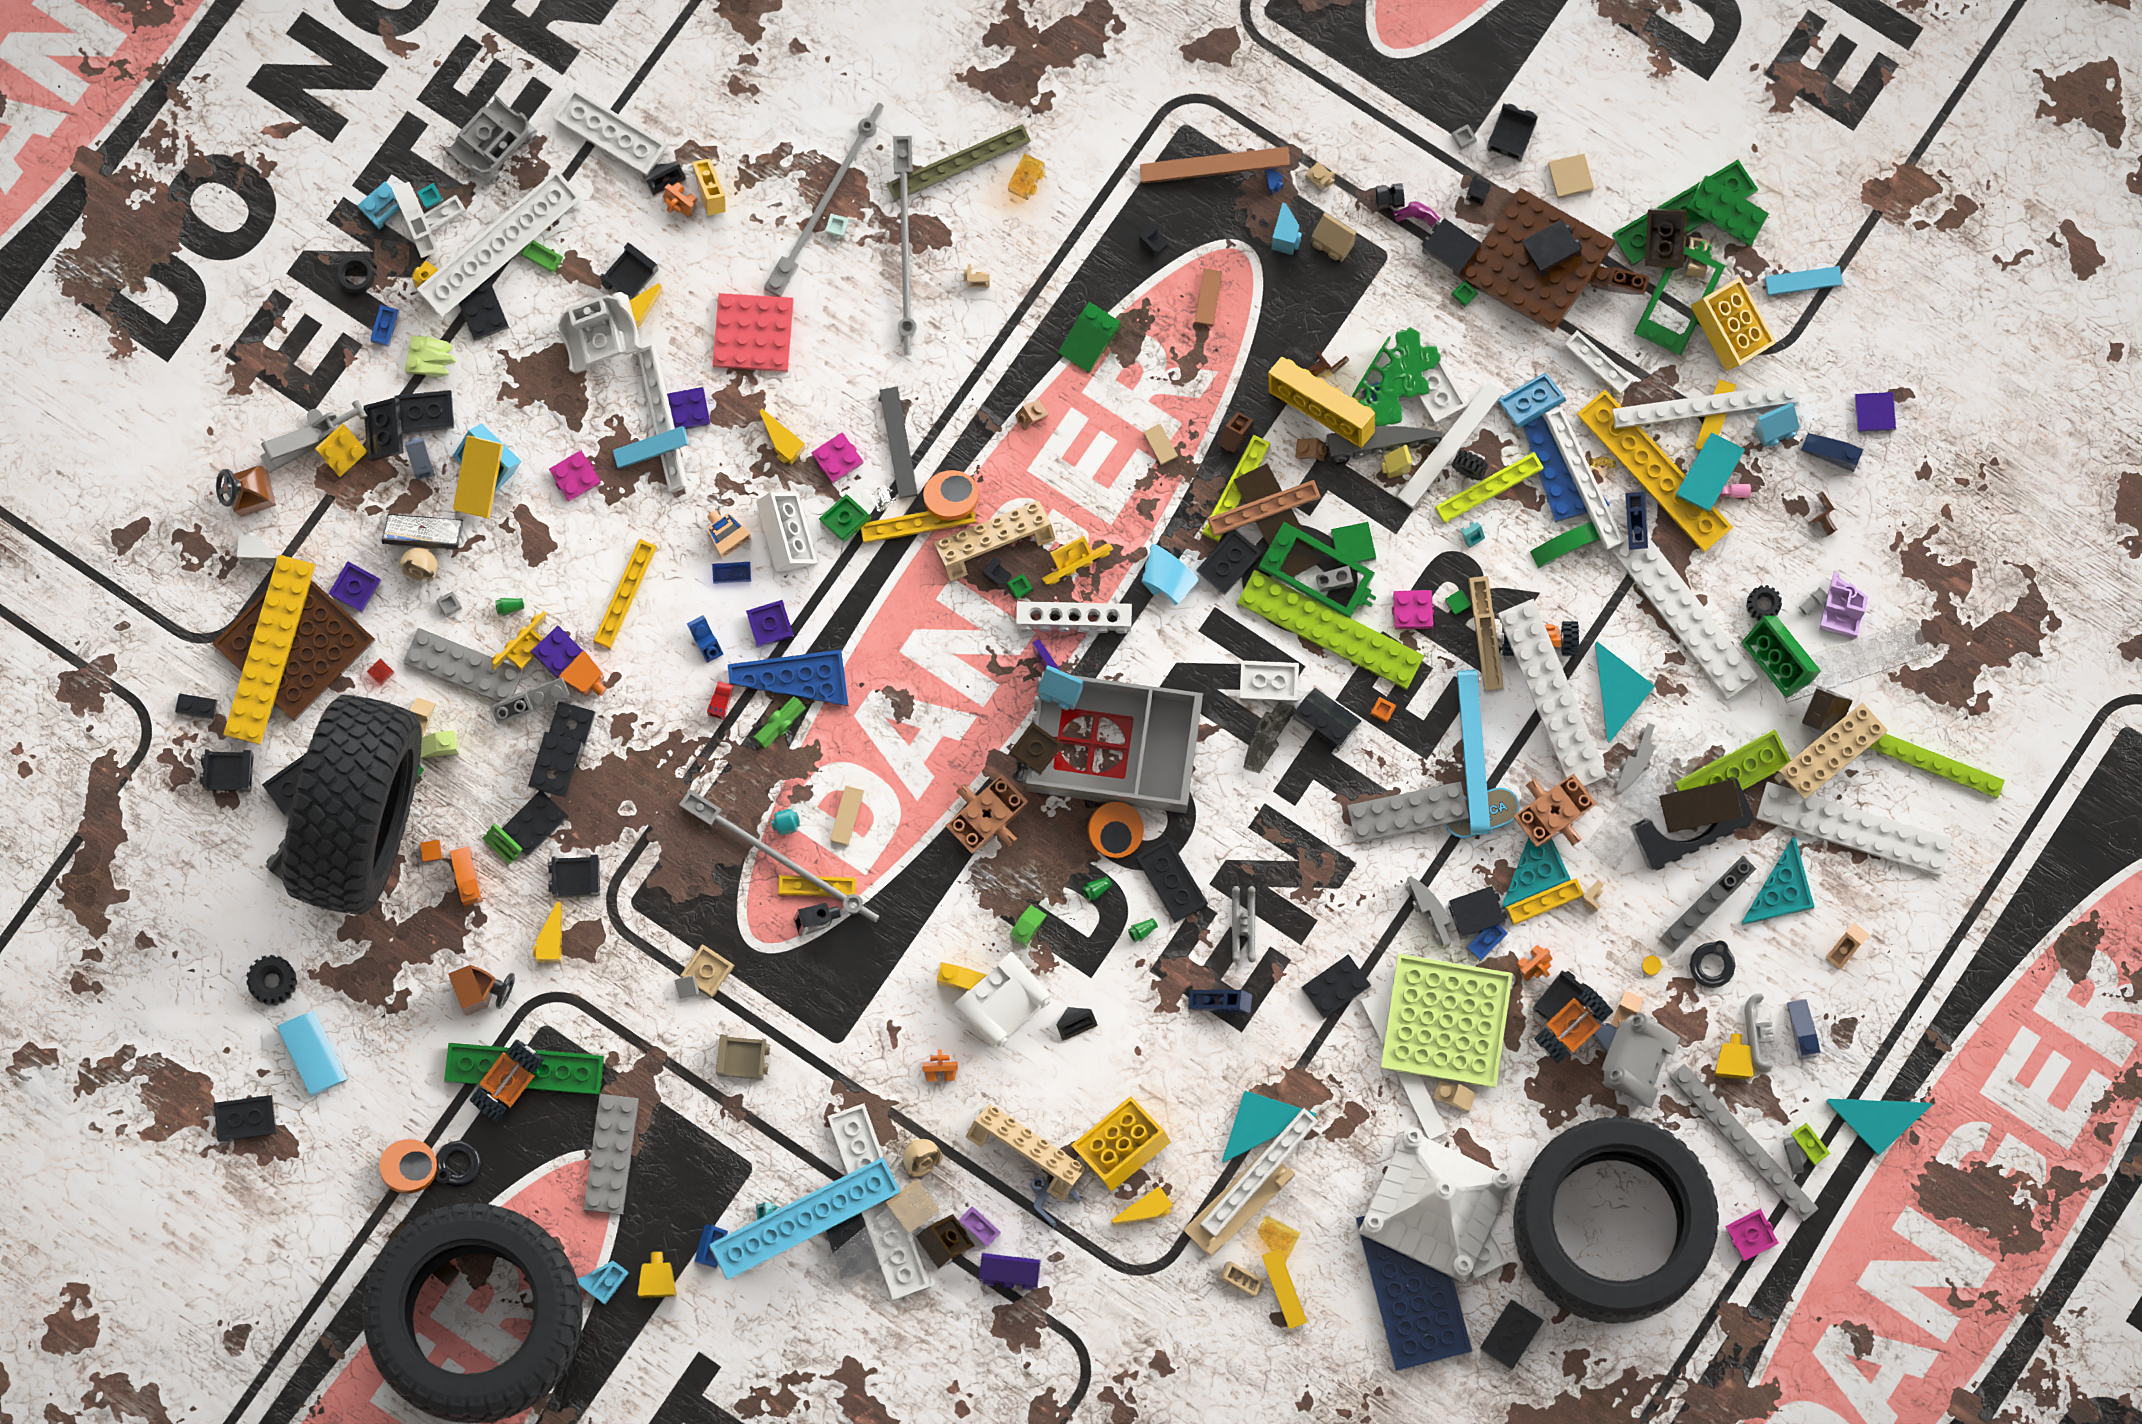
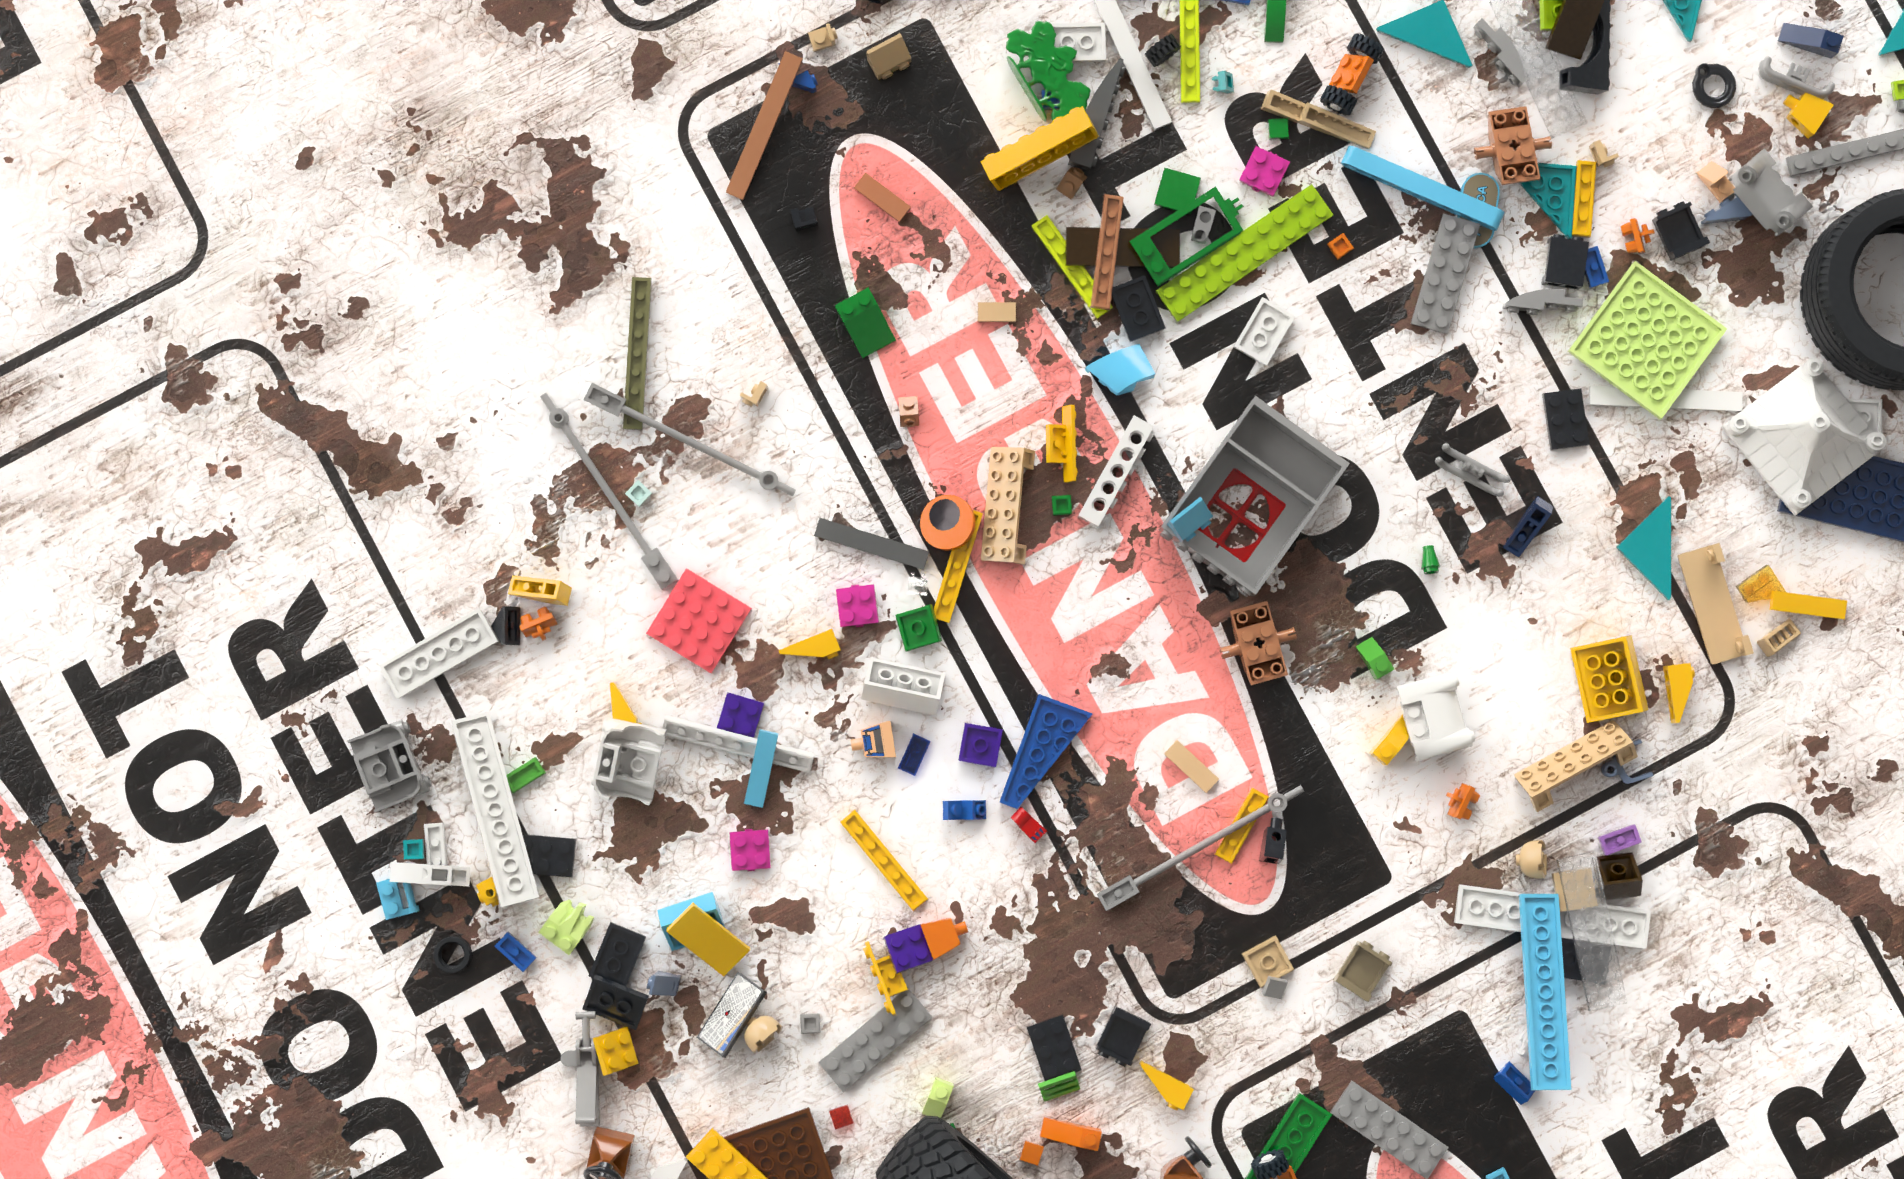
camera: 70 degrees left, 10 degrees up
(354, 587) = (750, 1101): dark purple plate -> none
(423, 711) = (902, 1102): tan slope -> none
(508, 605) = (841, 970): green cone -> none
(529, 700) = (939, 996): light grey slope -> none
(561, 749) = (1001, 990): black bracket -> none
(629, 272) = (584, 705): black panel -> none
(657, 1278) = (1522, 1145): yellow torso -> none
(764, 1209) = (1512, 1021): teal tile -> none
(779, 722) = (1076, 782): bright green piece -> none
(785, 822) = (1171, 824): teal head -> none
(996, 574) = (1040, 519): black panel -> none
(1009, 1271) = (1674, 834): dark purple slope -> none
(1027, 167) = (686, 310): clear yellow brick -> none
(1036, 748) = (1230, 569): dark brown tile -> none
(1043, 655) = (1146, 517): dark purple tile -> none
(1075, 1022) = (1480, 662): black slope -> none
(1096, 888) = (1371, 581): green cone -> none
(1115, 829) = (1329, 537): orange piece -> none
(1172, 880) = (1398, 511): black tile -> none
(1235, 432) = (1021, 239): reddish brown slope -> none
(1259, 1173) = (1697, 573): white tile -> none
(1265, 737) = (1314, 360): clear smoke slope -> none
(1286, 233) = (861, 95): medium azure slope -> none
(1322, 365) = (999, 130): reddish brown bracket -> none
(1326, 718) = (1324, 299): black slope -> none
(1397, 462) = (1126, 112): light yellow slope -> none
(1454, 1095) = (1713, 369): tan slope -> none
(1551, 692) = (1408, 91): white plate -> none
(1573, 1025) = (1713, 233): plate -> none
(1651, 965) = (1686, 138): yellow tile -> none
(1708, 903) = (1661, 61): dark grey slope -> none

